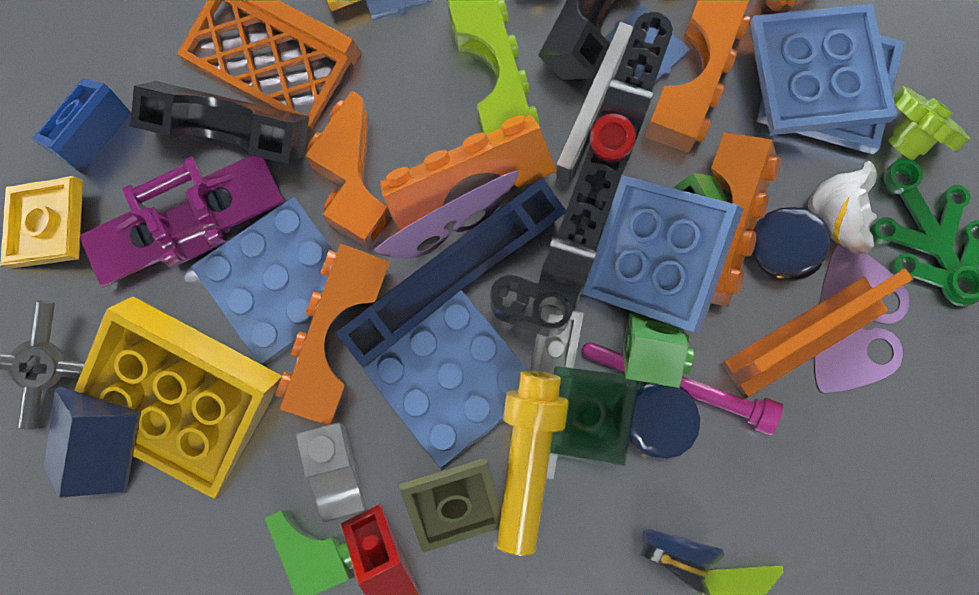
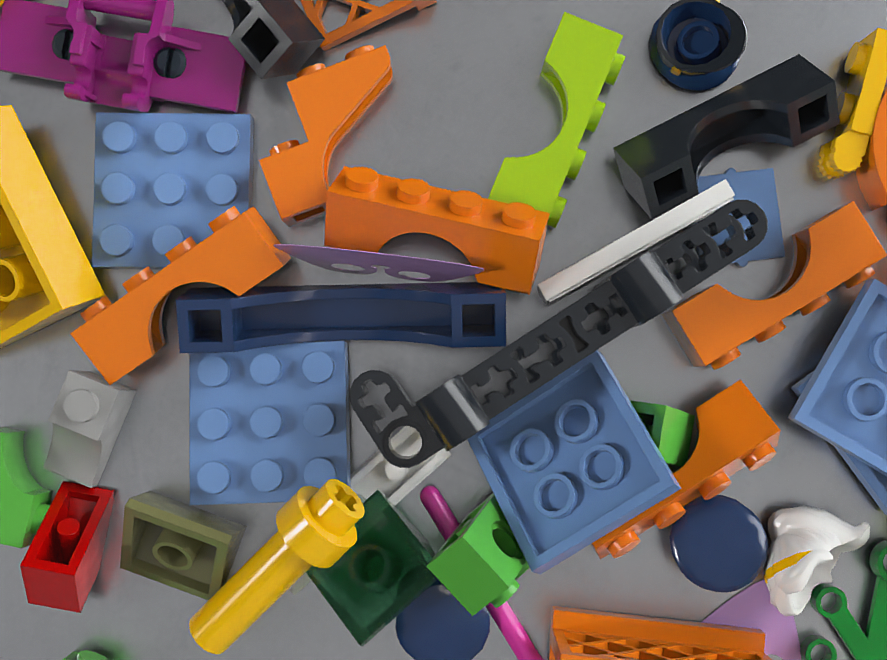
camera: 40 degrees right, 10 degrees up
(612, 137) = (599, 316): red tile -> none

